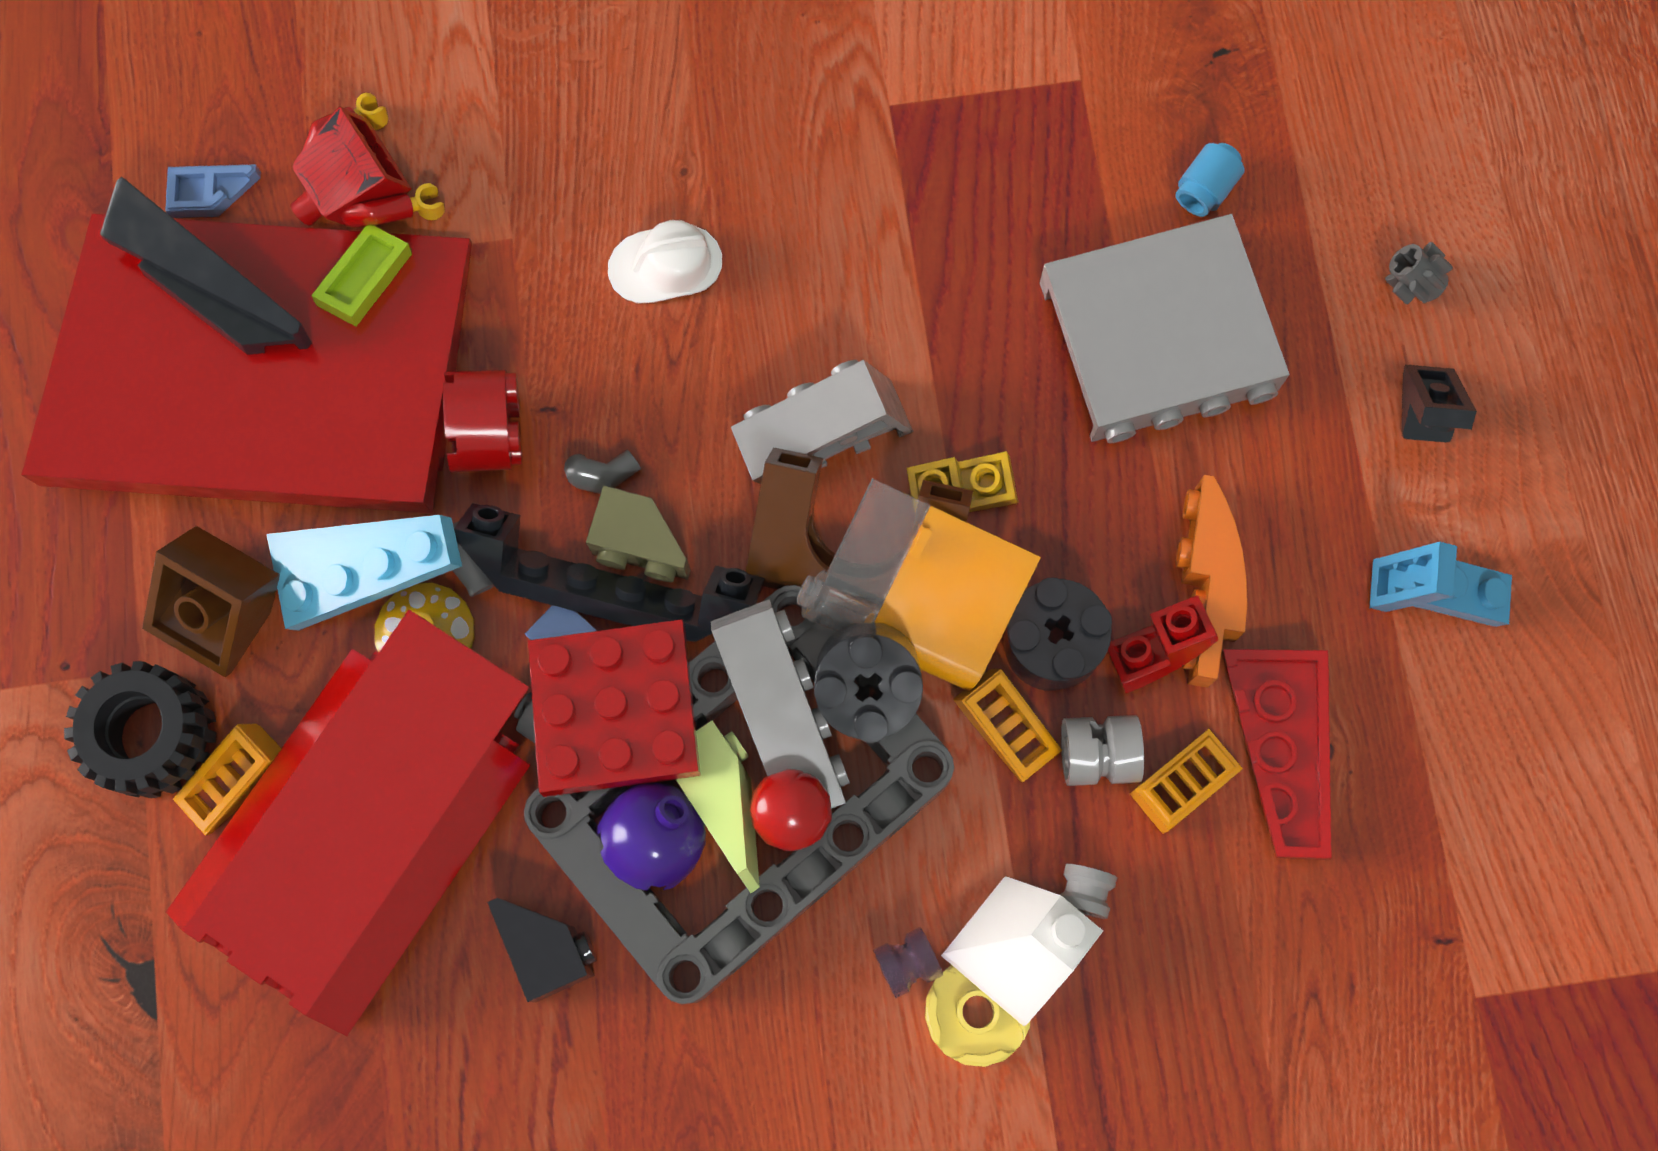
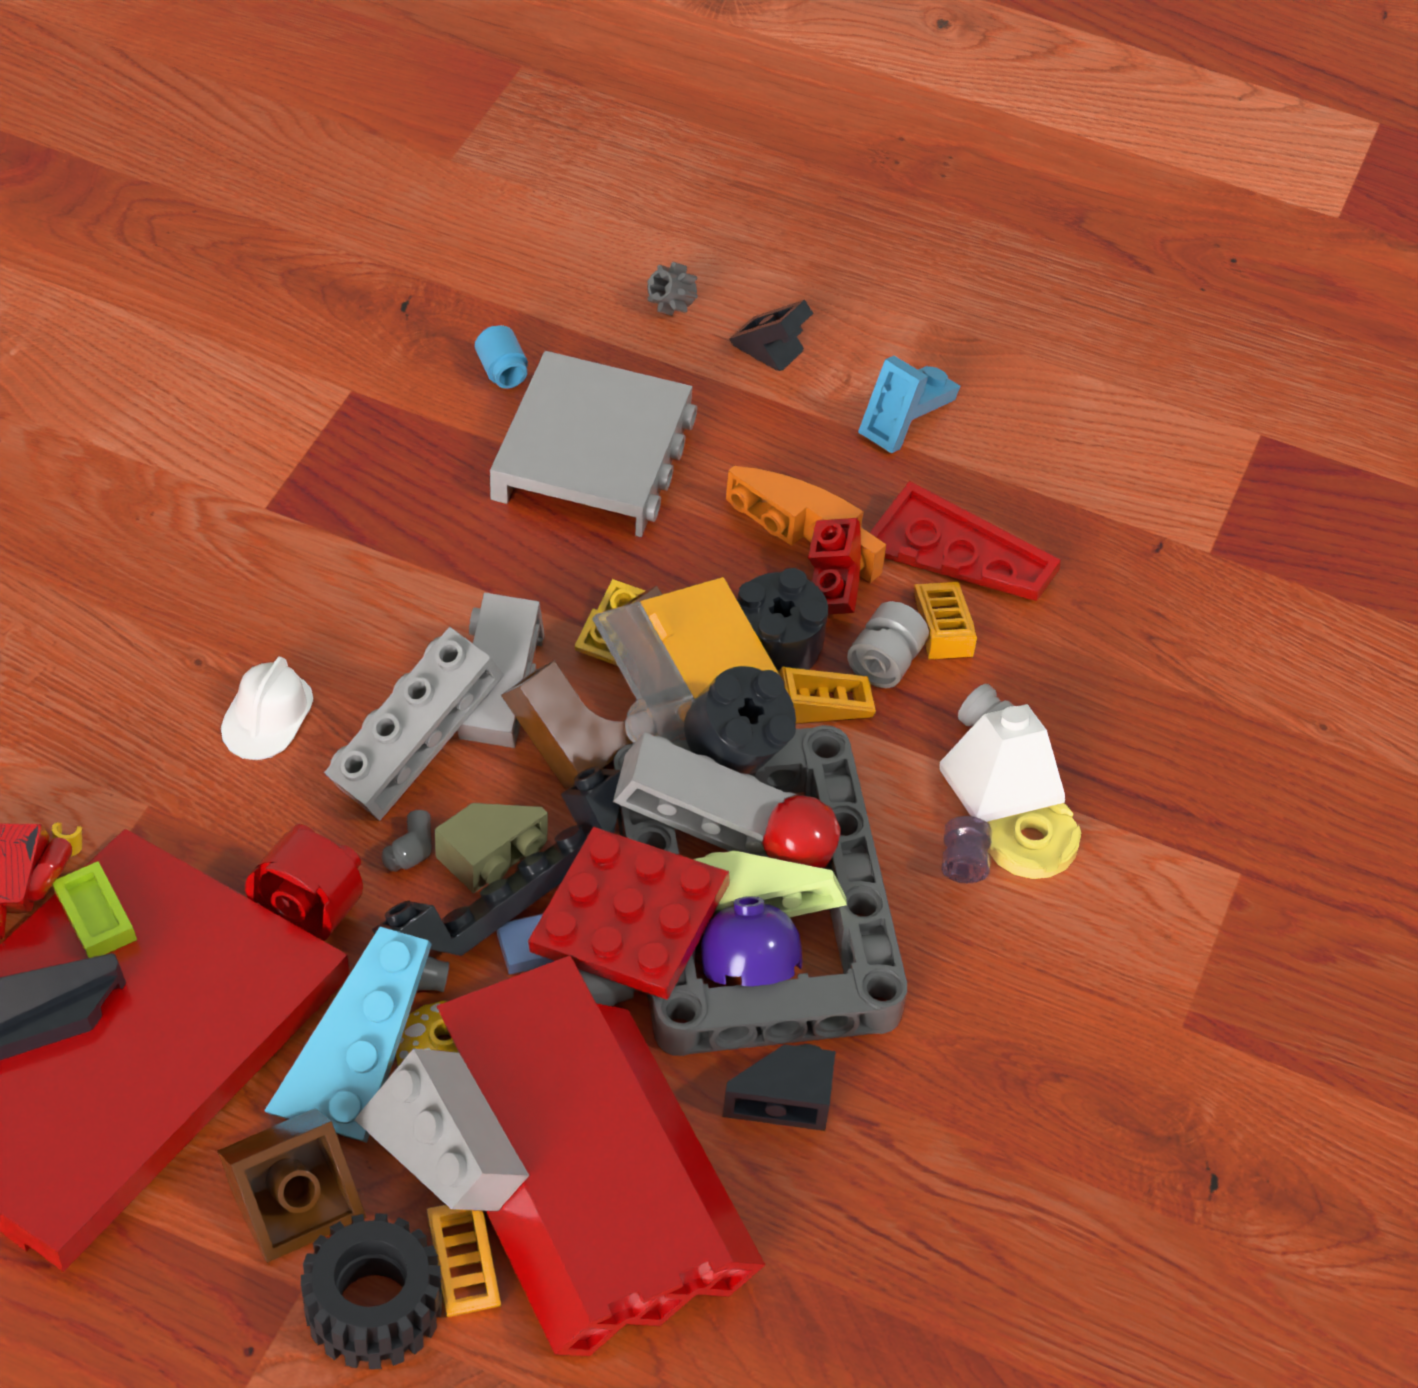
camera: 65 degrees left, 25 degrees down
(287, 701) = (444, 1131): none -> light grey wedge
(700, 393) = (414, 723): none -> light grey brick

